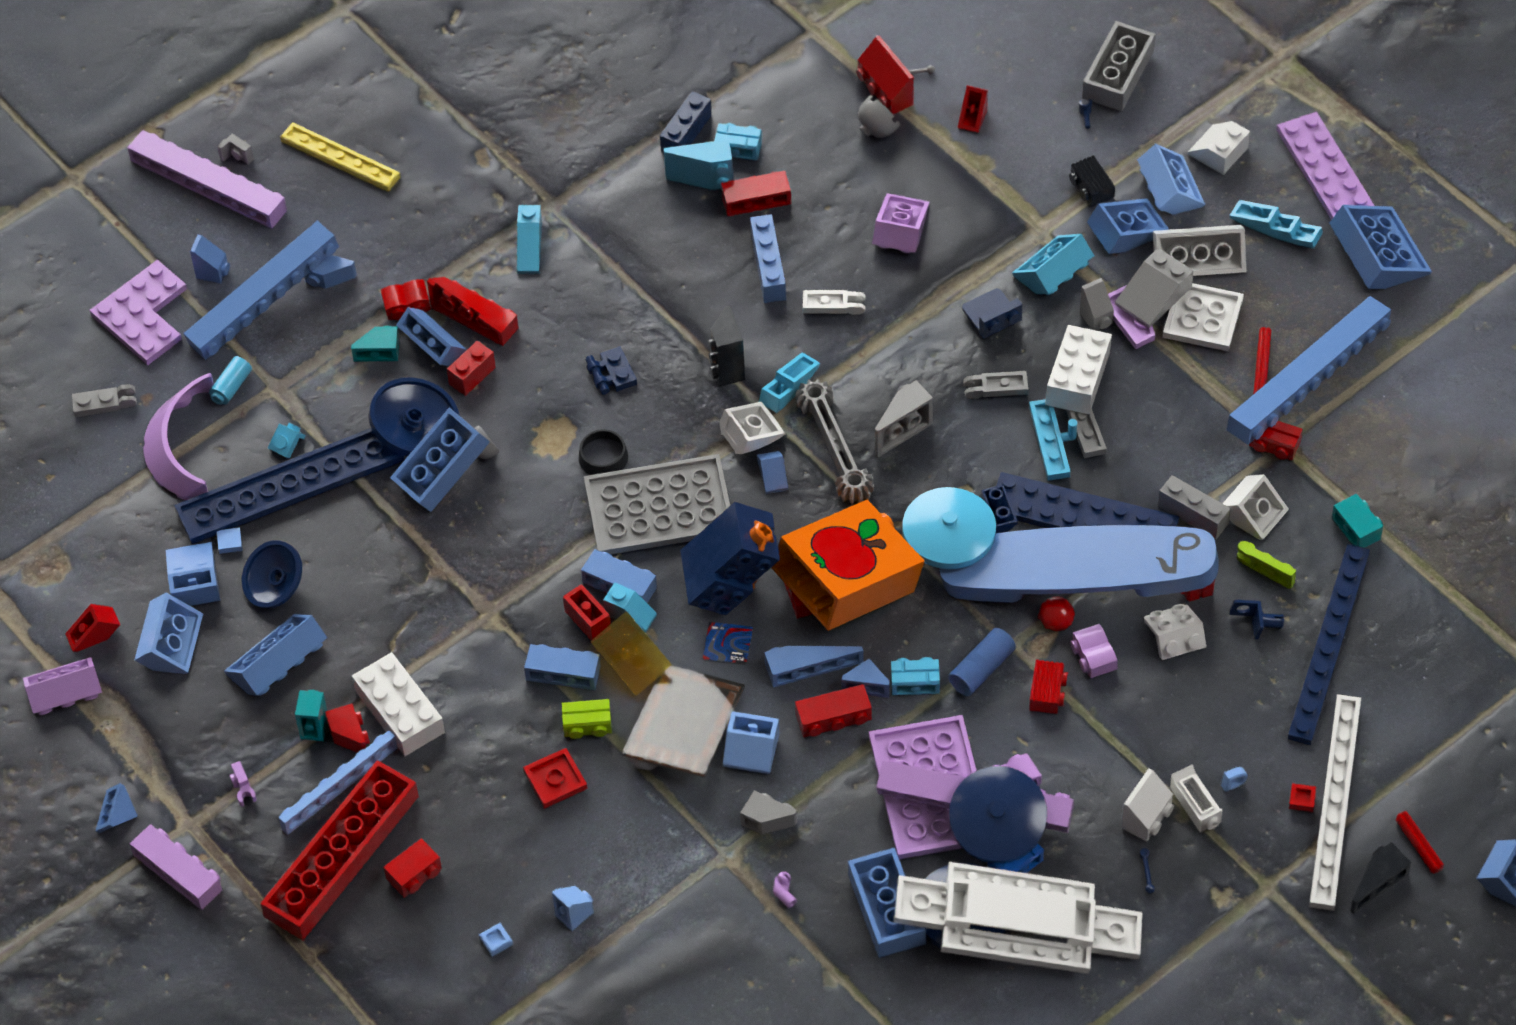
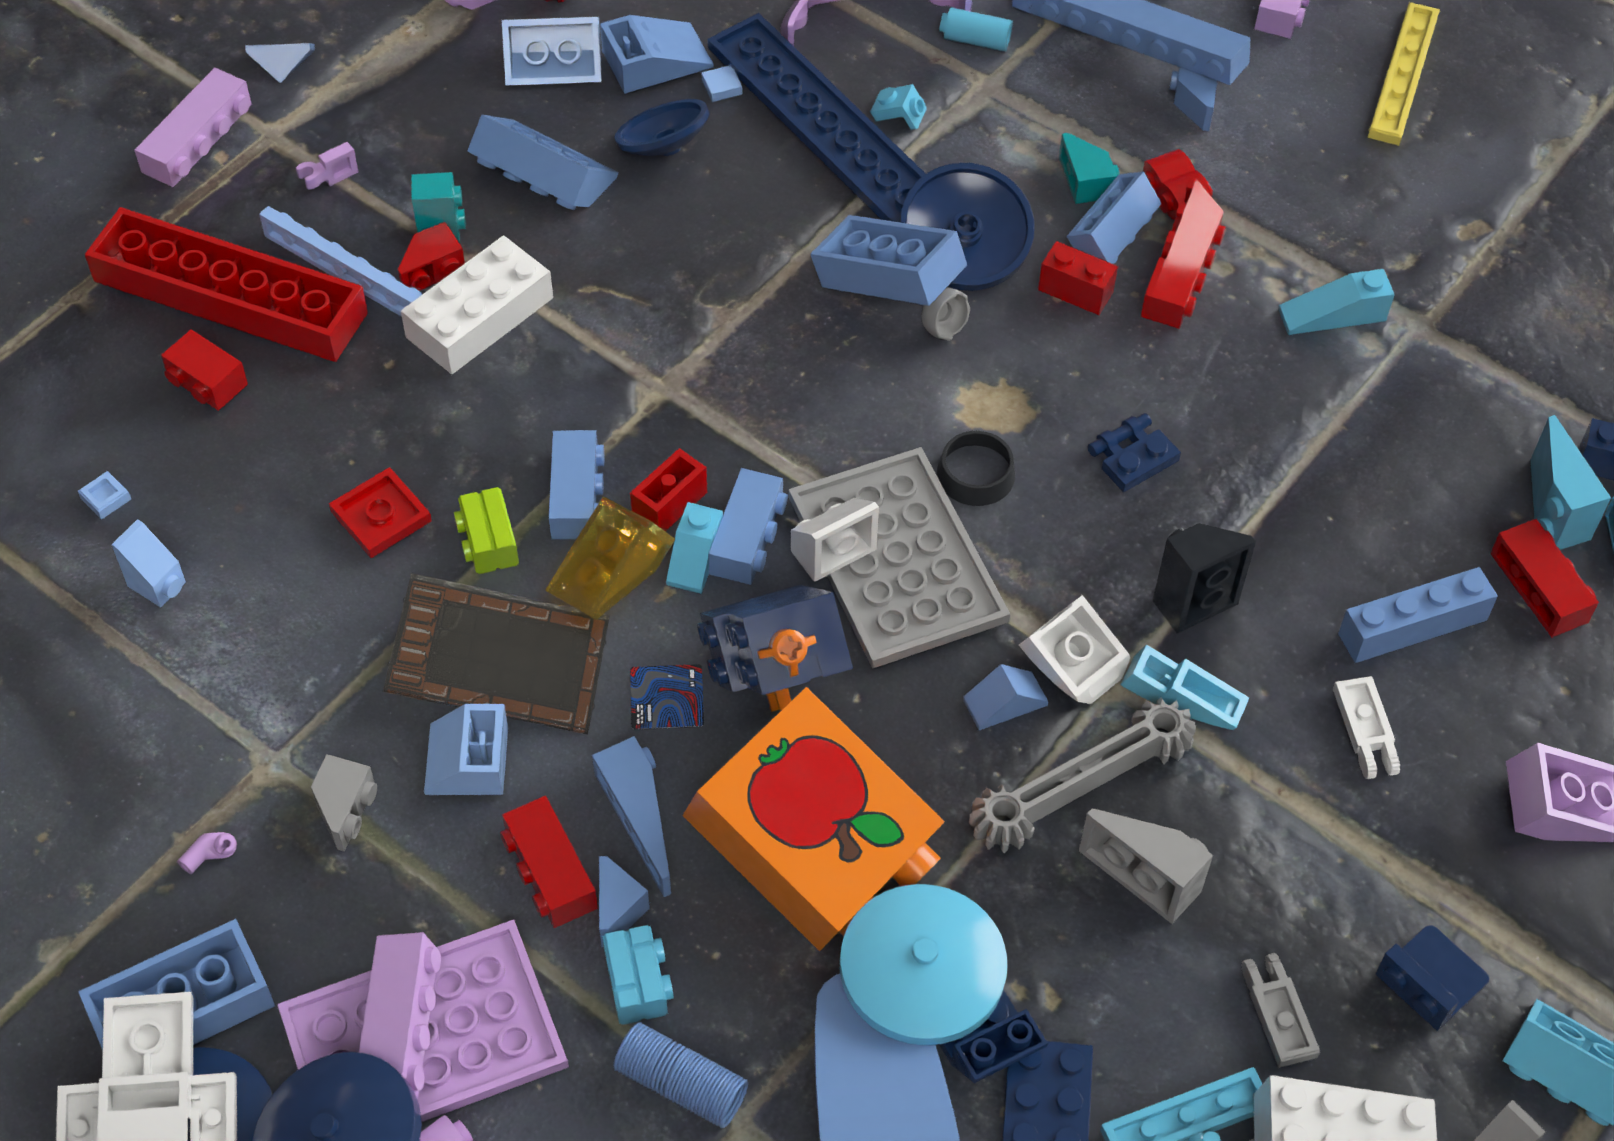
camera: 75 degrees right, 0 degrees up
(649, 524) = (836, 537): none -> white slope

